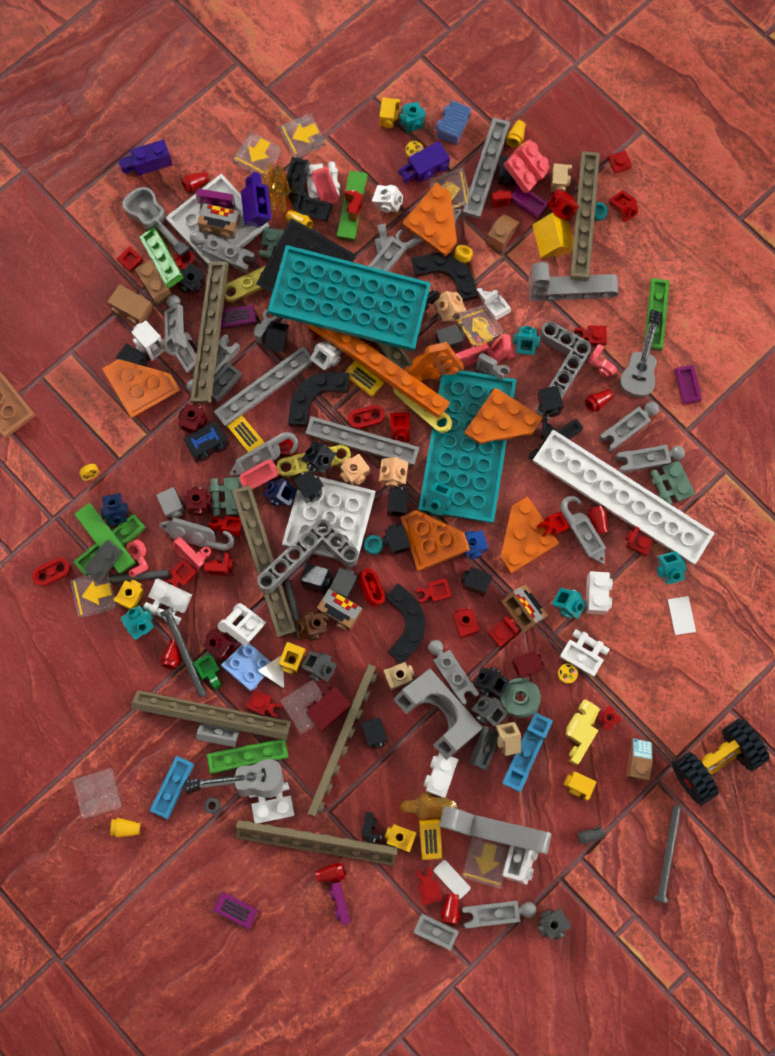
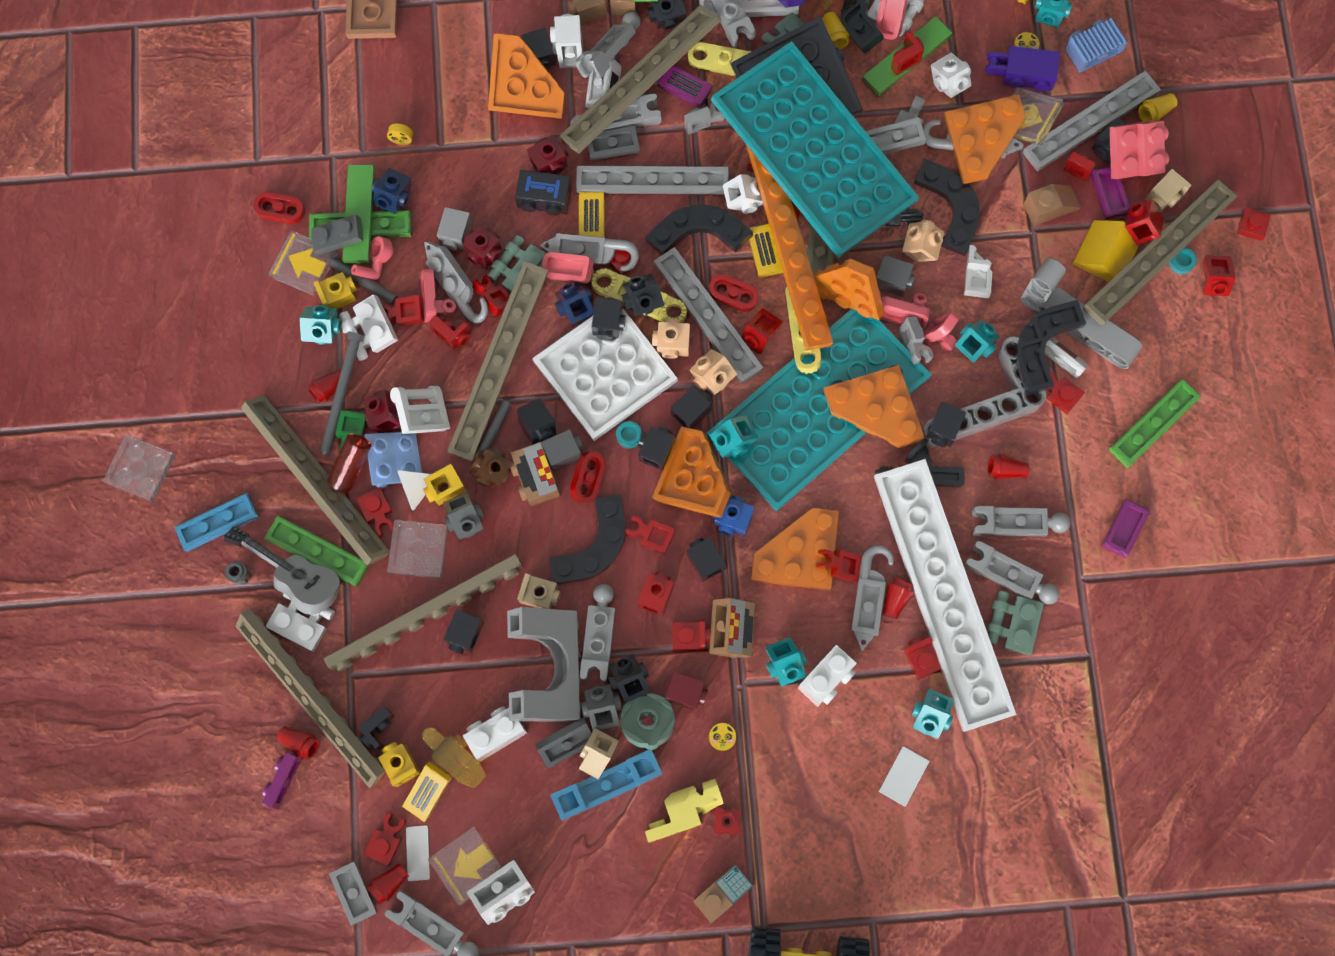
camera: 45 degrees right, 0 degrees up
(123, 828) = (135, 524): yellow cone -> none
(217, 734) = (303, 504): light grey plate -> none
(226, 689) = (348, 463): none -> clear red brick
(235, 910) = (174, 699): magenta tile -> none
(277, 336) = (707, 136): black brick -> none
(304, 551) = (544, 385): light grey beam -> none
(328, 708) = (433, 567): dark red brick -> none
(463, 253) = (987, 195): yellow tile -> none
(479, 325) = (939, 285): clear tile -> none
(495, 830) = (496, 835): light grey beam -> none
(559, 318) = (1033, 340): none -> black plate
(577, 314) = (1065, 358): none -> white slope
(579, 785) = (633, 866): yellow brick -> none
(581, 657) = (751, 731): white plate -> none
(590, 835) = (600, 930): dark grey pin -> none
(605, 367) = (1044, 438): coral plate -> none
(639, 377) = (1074, 476): light grey piece -> none

